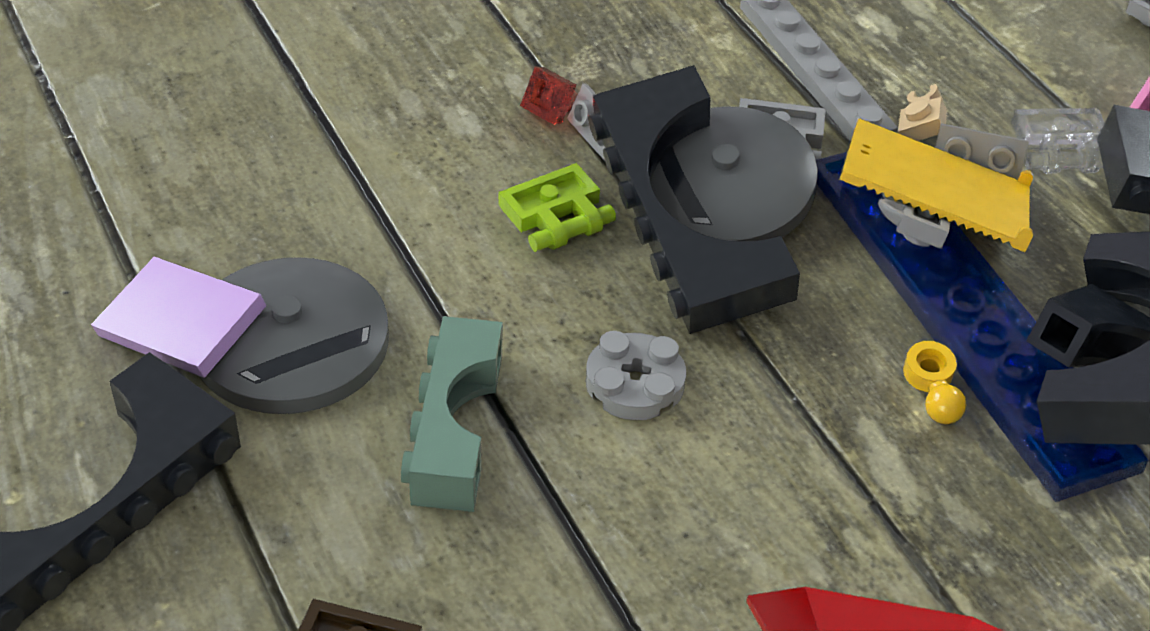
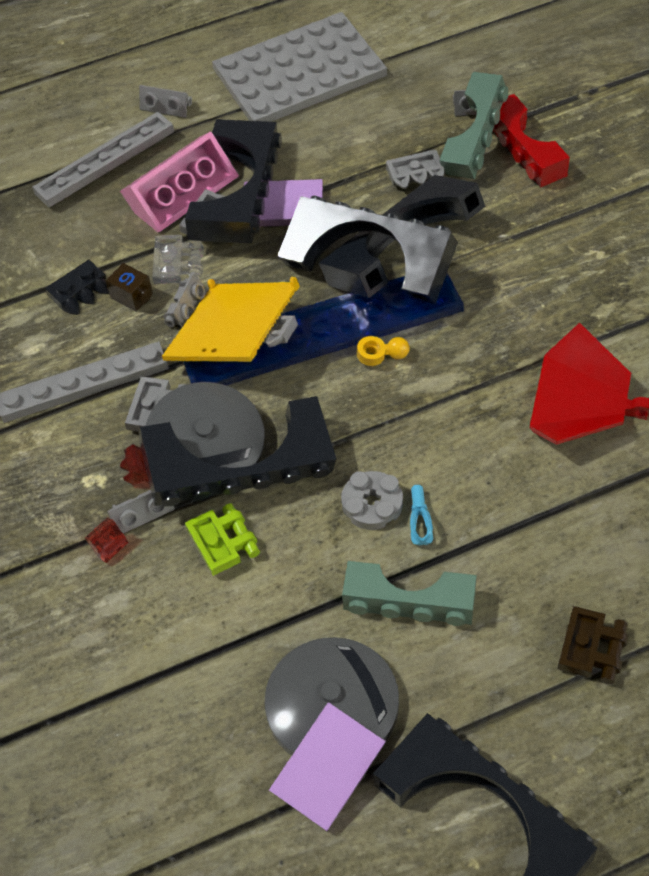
camera: 80 degrees left, 10 degrees up
(619, 431) = (420, 508): none -> medium azure piece
(923, 115) = (152, 326): tan plate -> none
(985, 48) = (78, 286): none -> black plate
(991, 90) = (129, 287): none -> dark brown brick

